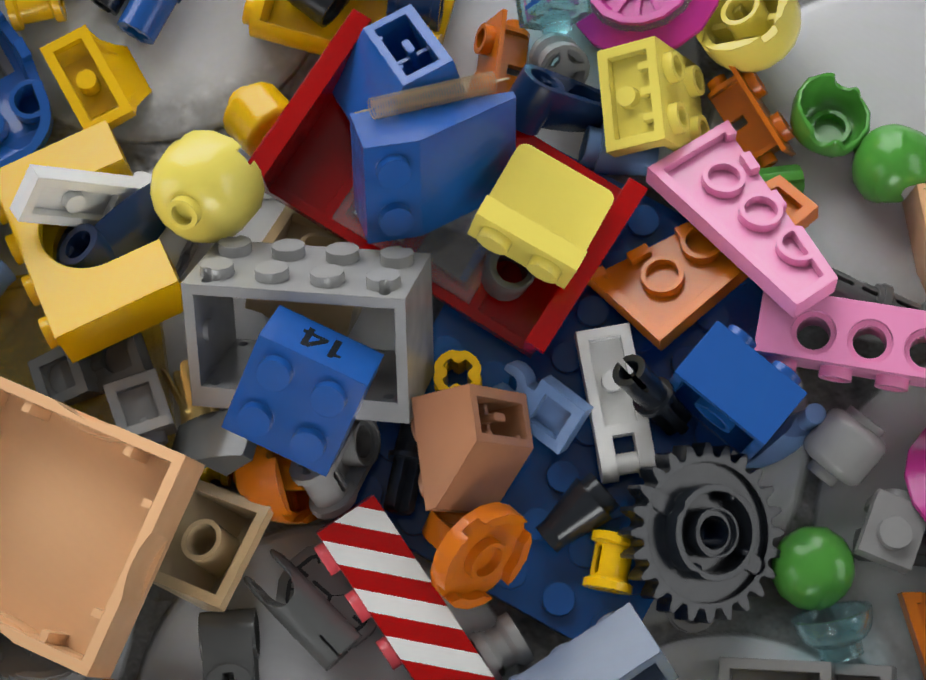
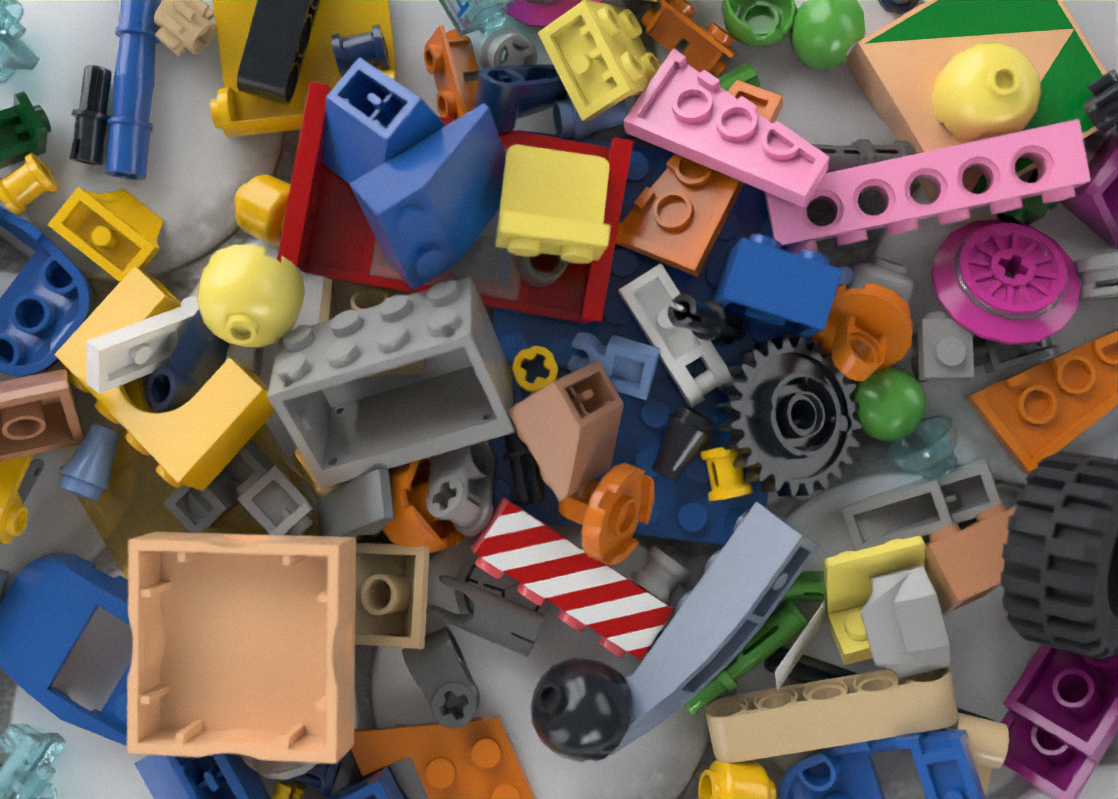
camera: 30 degrees left, 10 degrees up
(302, 390) = (413, 445): blue brick -> none
(437, 99) = (417, 141): tan piece -> none
(813, 474) = (866, 330): none -> orange tile

